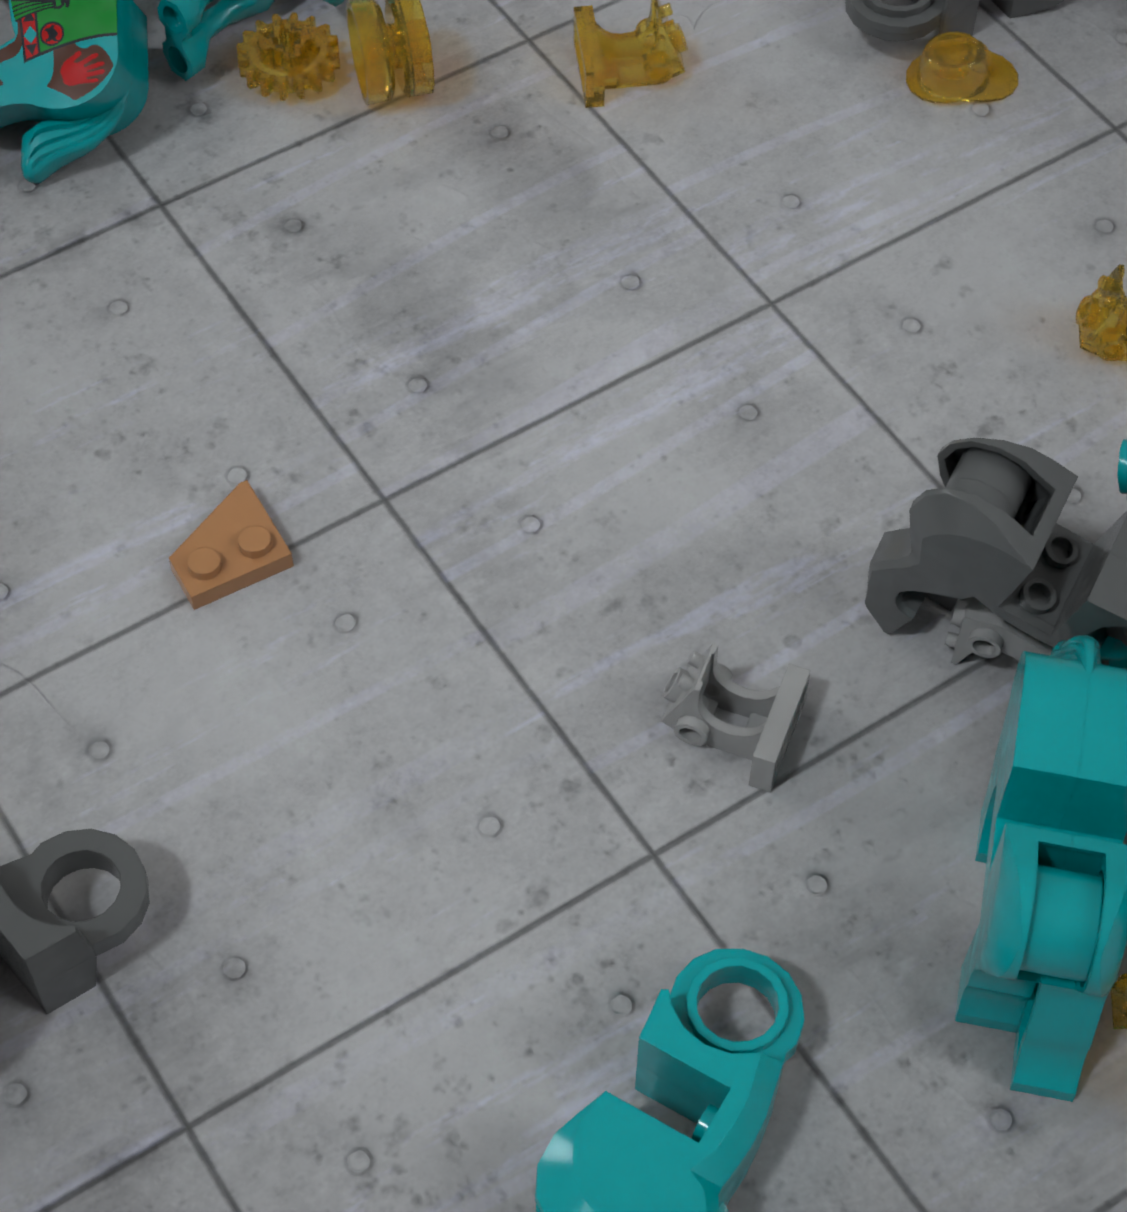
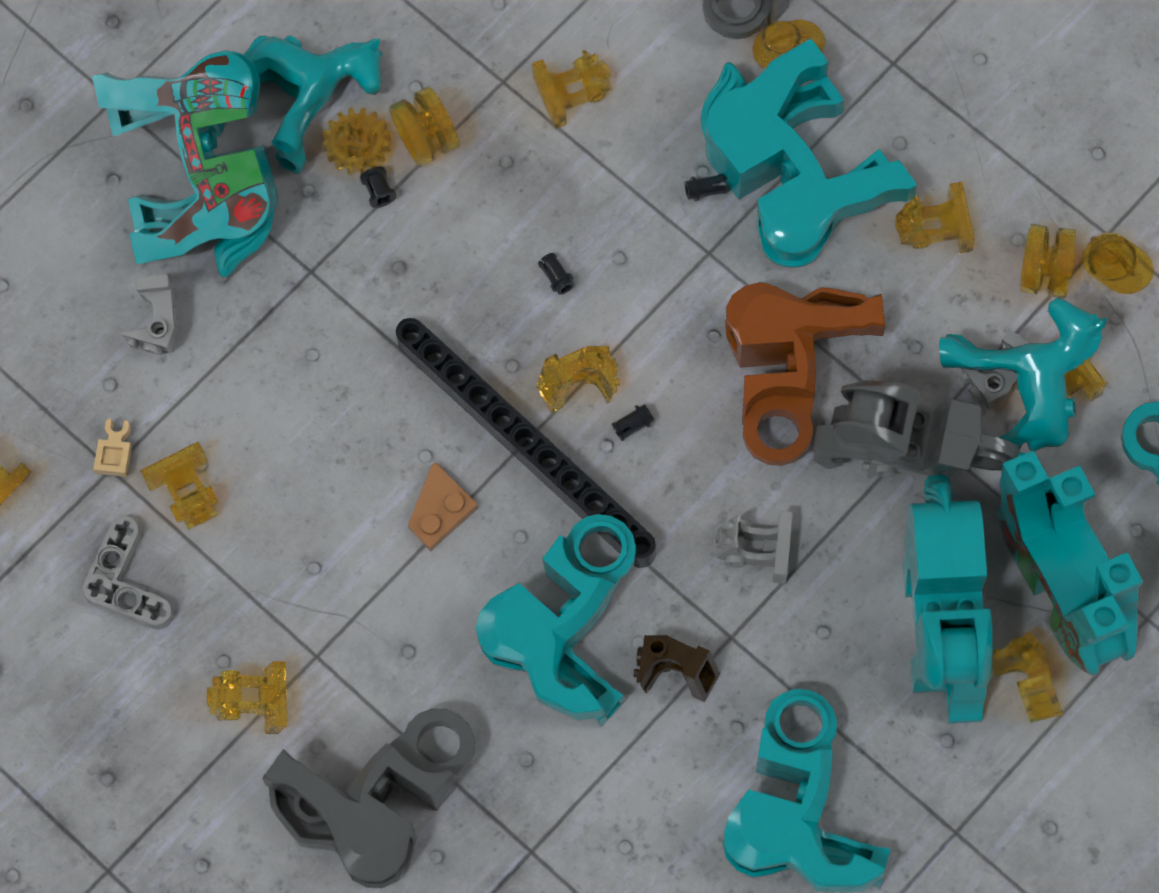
camera: 10 degrees left, 15 degrees up
(298, 122) = (378, 187): none -> black bush
(315, 772) = (528, 637): none -> teal animal
(407, 494) = (516, 428): none -> black beam
(510, 393) = (562, 372): none -> clear yellow tile
(529, 284) = (560, 279): none -> black pin
(566, 861) = (694, 664): none -> dark brown tile
(585, 493) = (633, 422): none -> black pin
(788, 213) = (703, 187): none -> black pin
(840, 441) = (778, 329): none -> dark orange animal
(893, 171) = (755, 142): none -> teal animal

